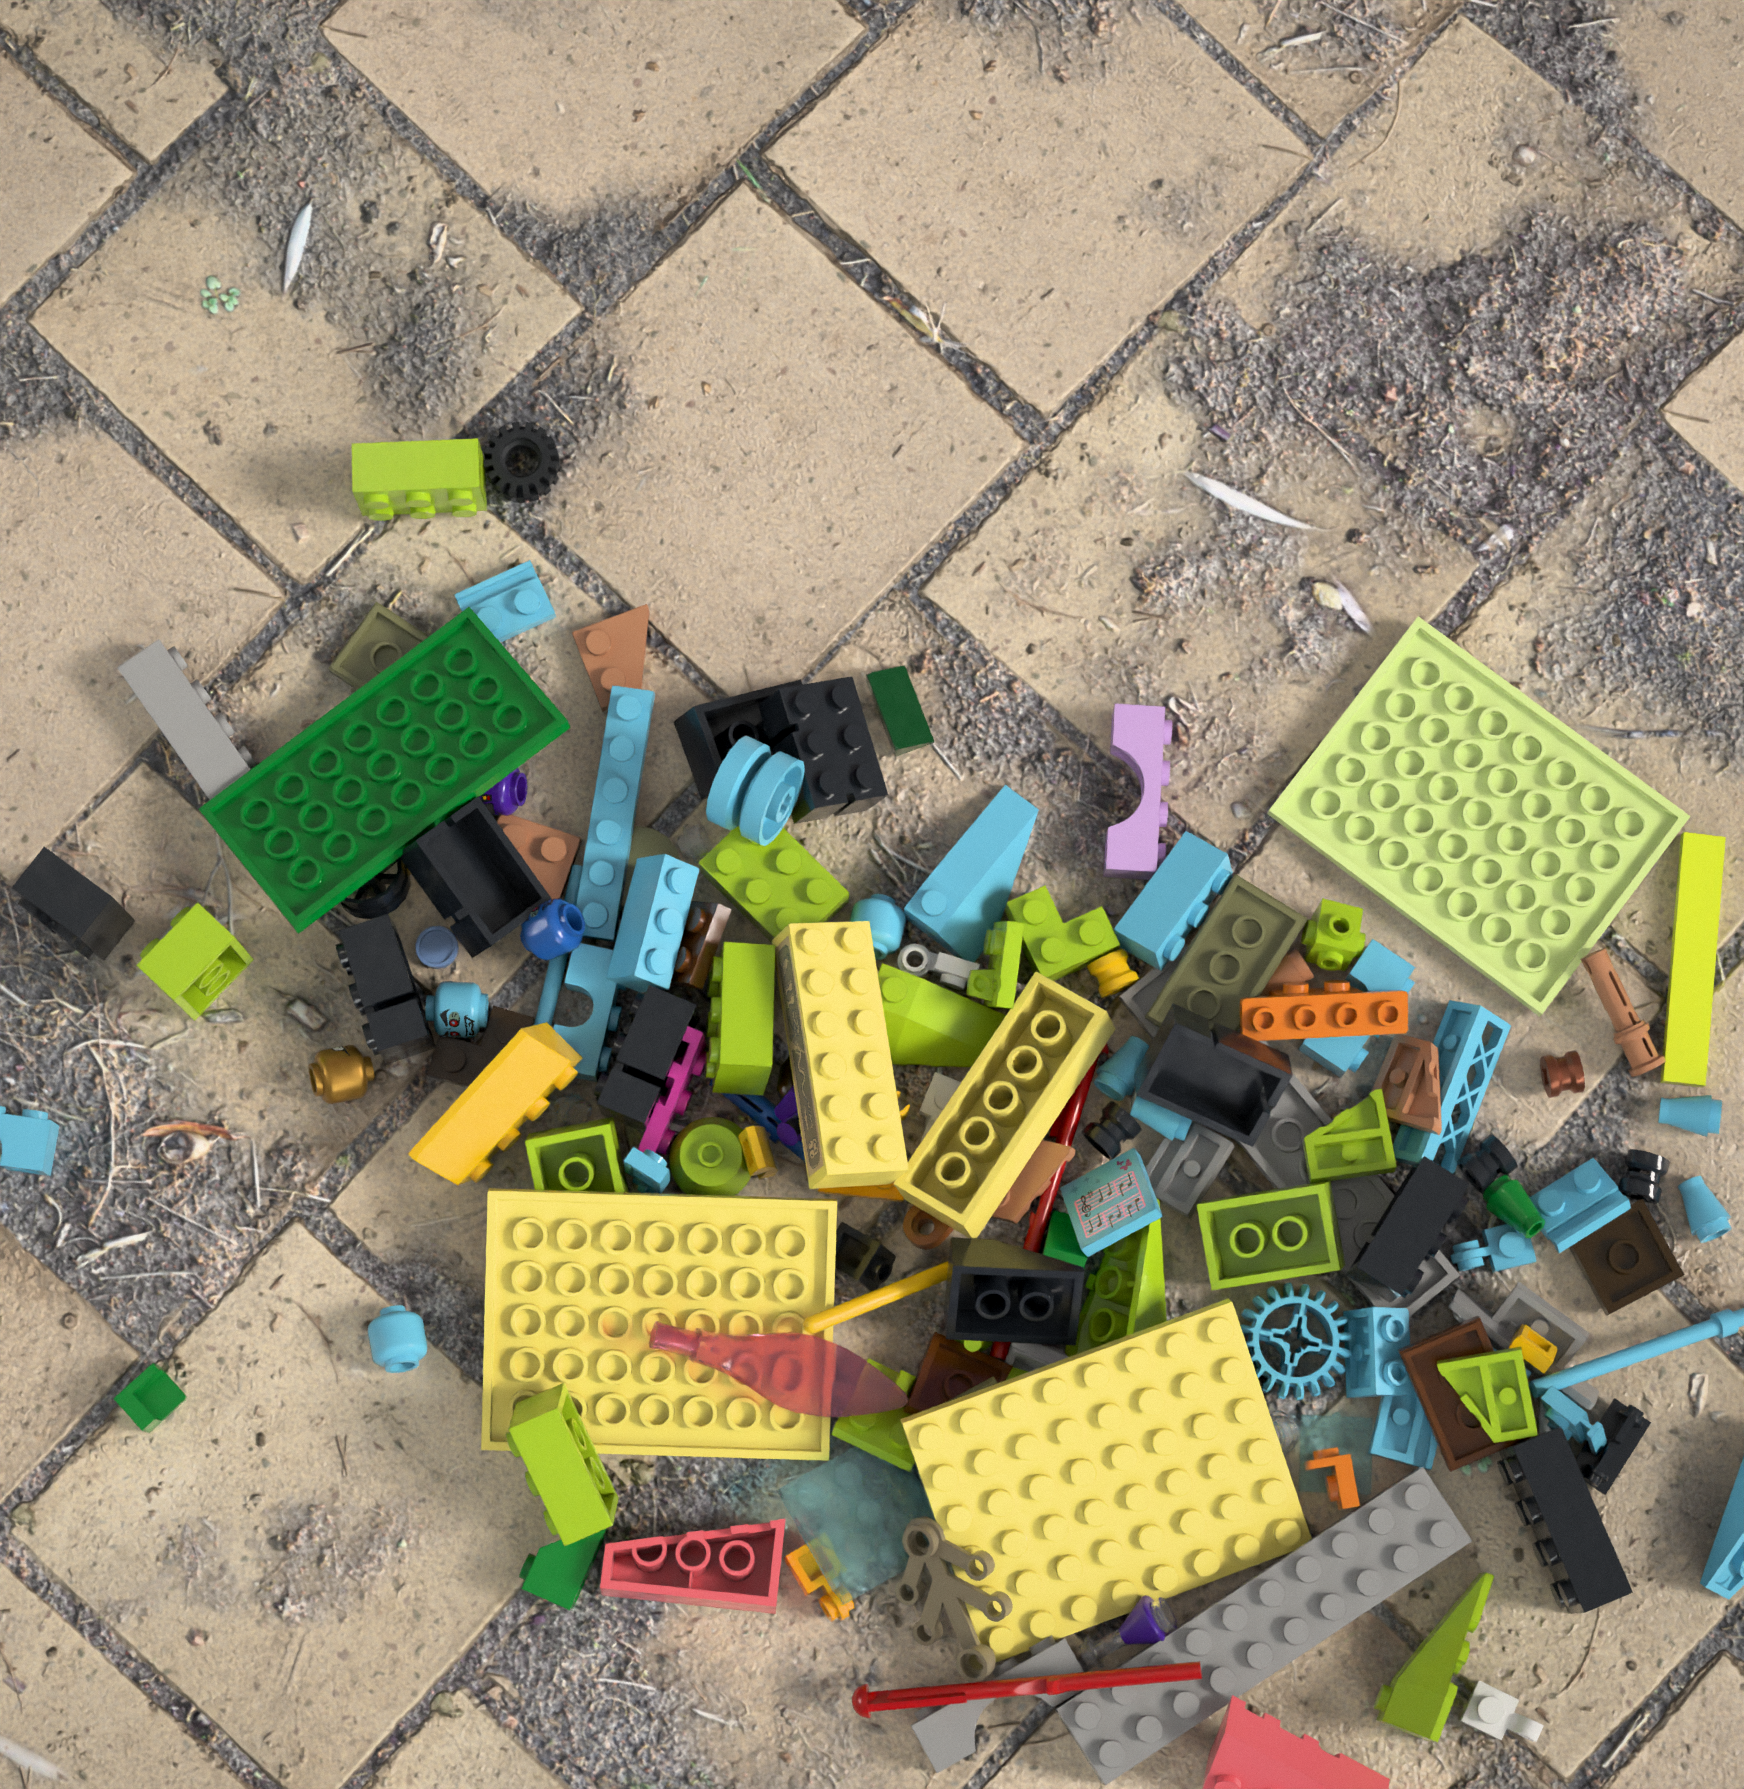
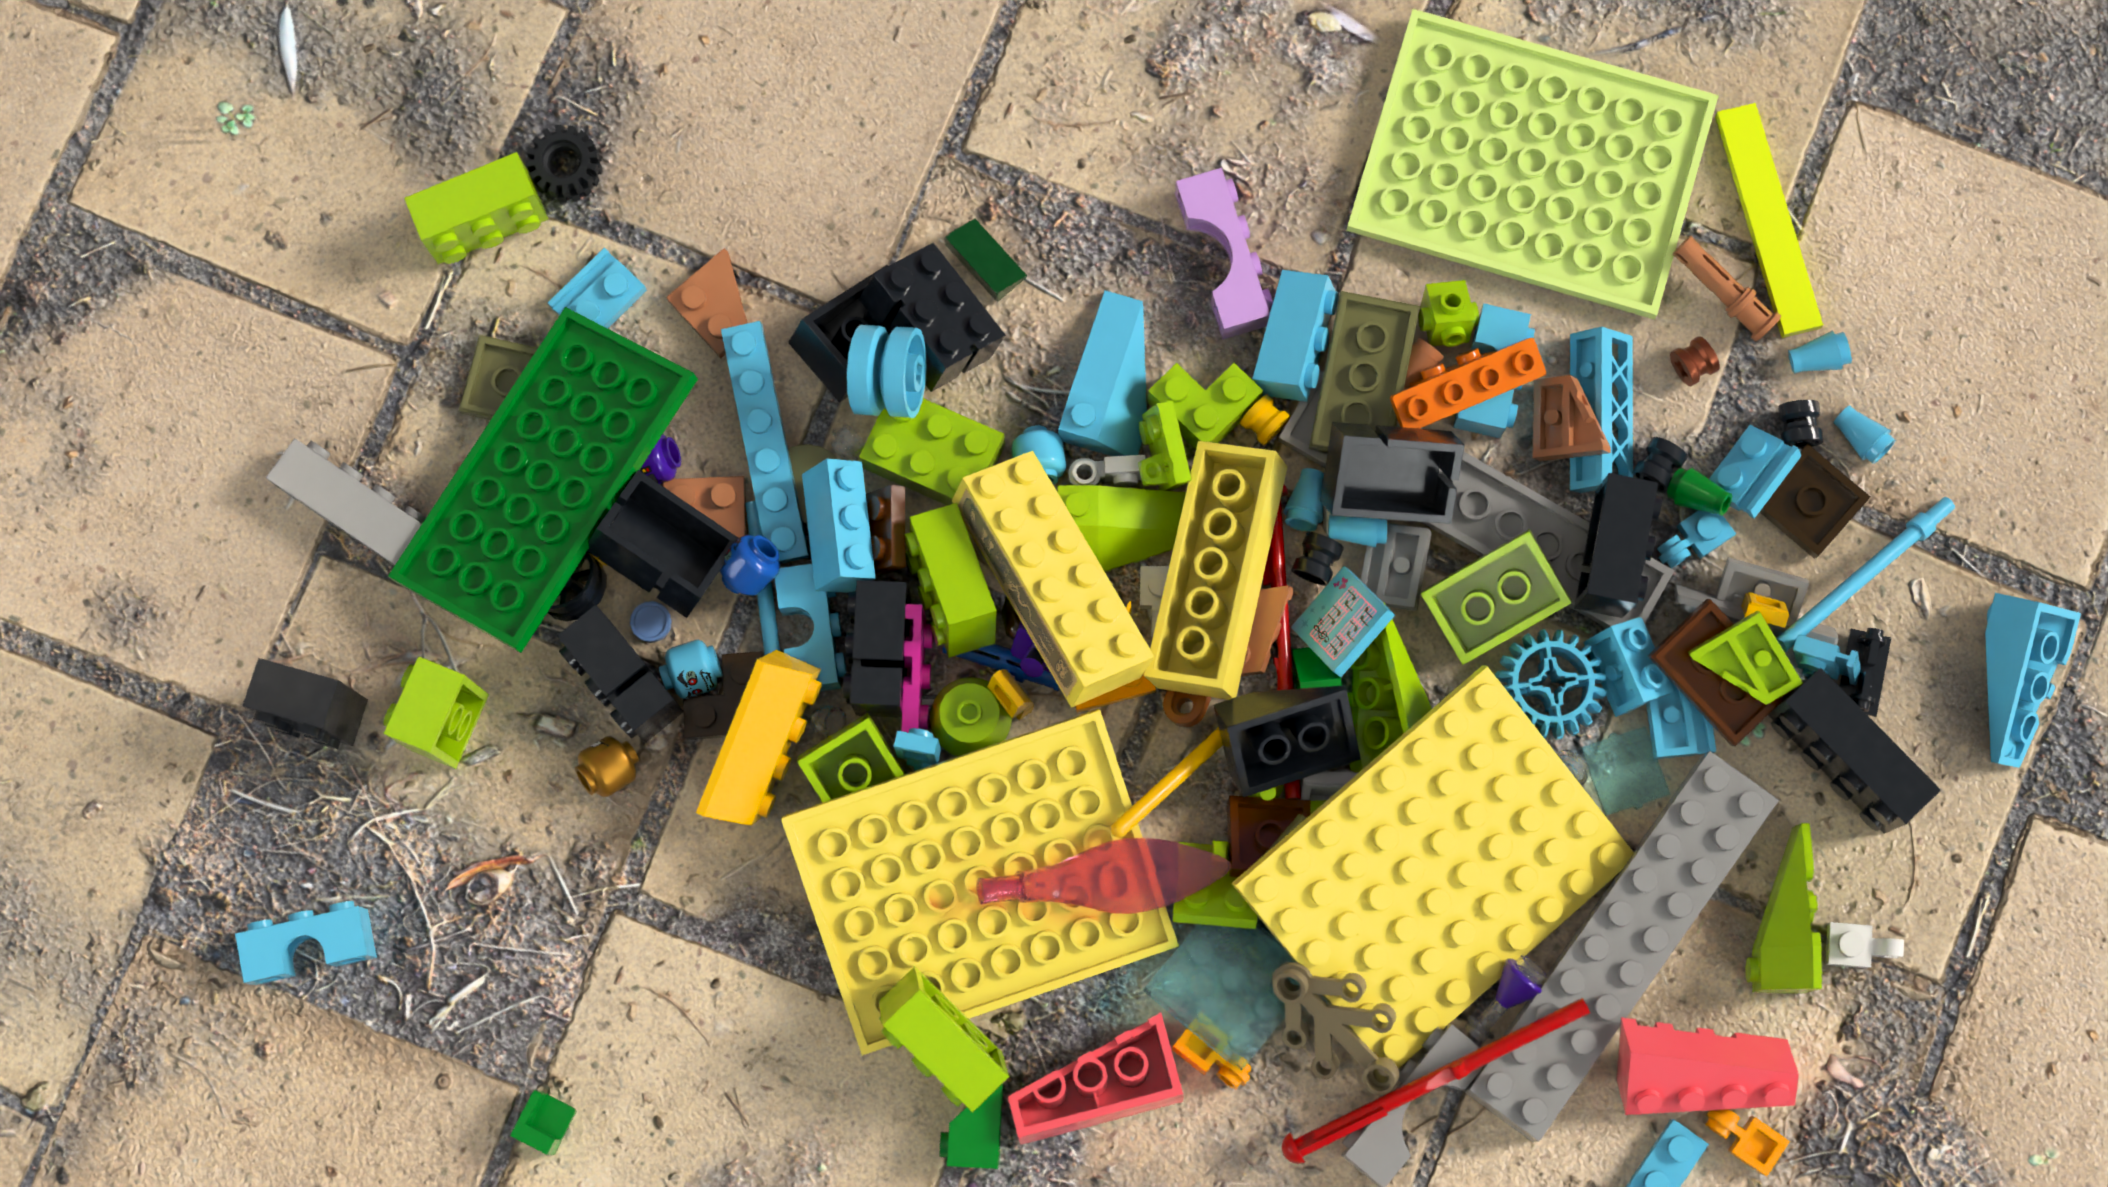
camera: 15 degrees left, 0 degrees up
(397, 1339) = (748, 985): medium azure head -> none
(862, 1257) = (1140, 754): black bracket -> none
(1342, 1483) = (1642, 791): orange bracket -> none
(1352, 1144) = (1536, 489): lime wing -> none

